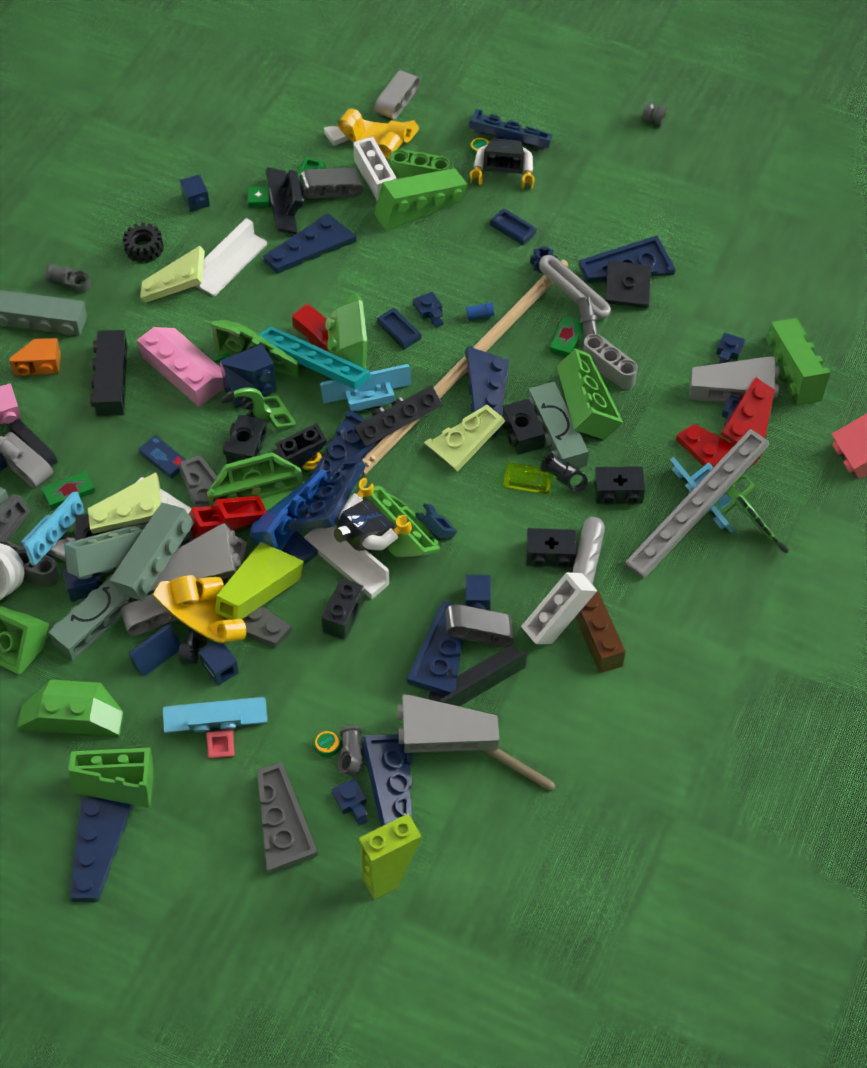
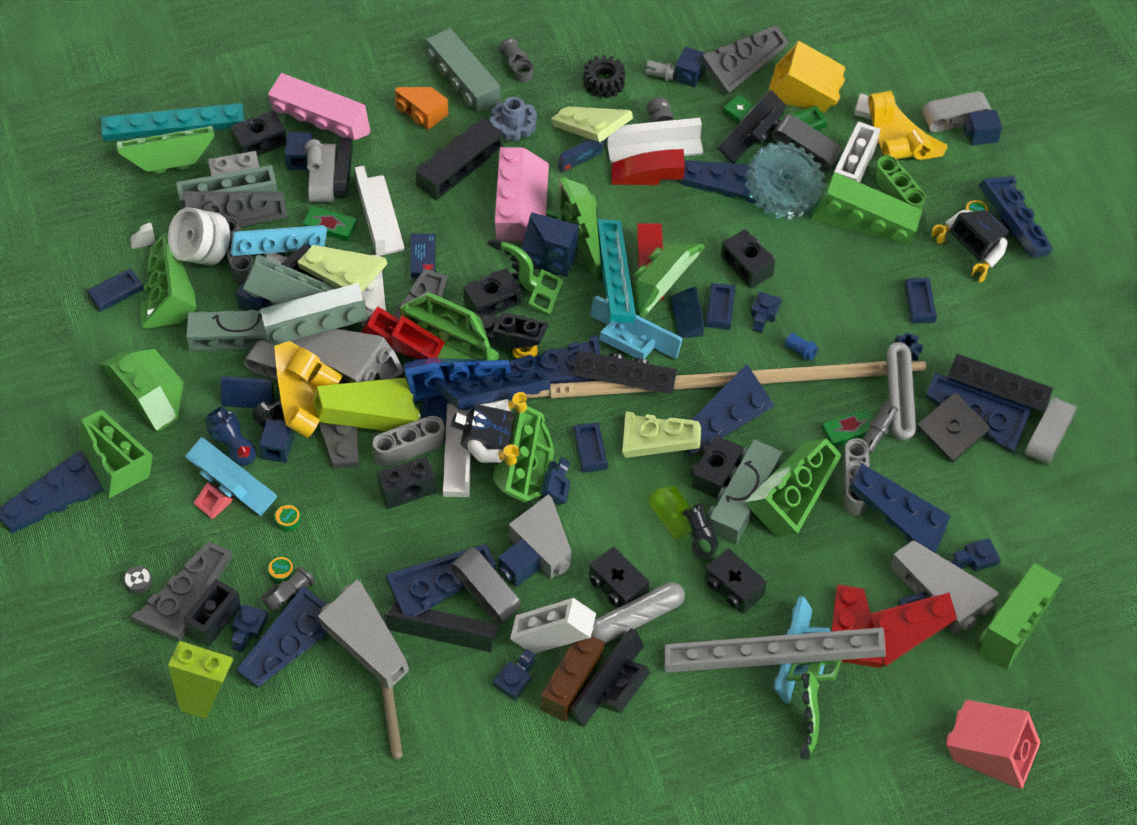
camera: 45 degrees right, 0 degrees up
(94, 455) = (379, 213): none -> white panel
(115, 315) = (514, 118): none -> sand blue plant
(176, 685) = (226, 429): none -> dark blue animal
(177, 210) = (662, 70): none -> light grey pin
(190, 306) = (579, 154): none -> dark blue tile
(209, 236) = (659, 110): none -> dark grey wheel
(223, 161) = (739, 60): none -> dark grey wing
(235, 843) = (137, 580): none -> dark grey tile
(248, 277) = (649, 168): none -> red slope
(280, 143) = (807, 78): none -> yellow slope
(287, 706) = (287, 517): none -> green tile
(309, 573) = (417, 432): none -> light grey beam
(322, 812) = (212, 612): none -> black brick
(348, 216) = (784, 180): none -> clear light blue piece
(382, 283) = (748, 258): none -> black brick
(386, 348) = (687, 313): none -> dark blue slope
(425, 92) = (983, 127): none -> dark blue brick
(428, 484) = (590, 447): none -> dark blue tile
(471, 558) = (544, 533): none -> light grey slope
(561, 668) = (515, 678): none -> dark blue plate
(623, 234) = (1000, 382): none -> black brick
(628, 609) = (615, 680): none -> black bracket
(661, 355) = (901, 508): none -> dark blue wing
(681, 241) = (1050, 430): none -> light grey beam

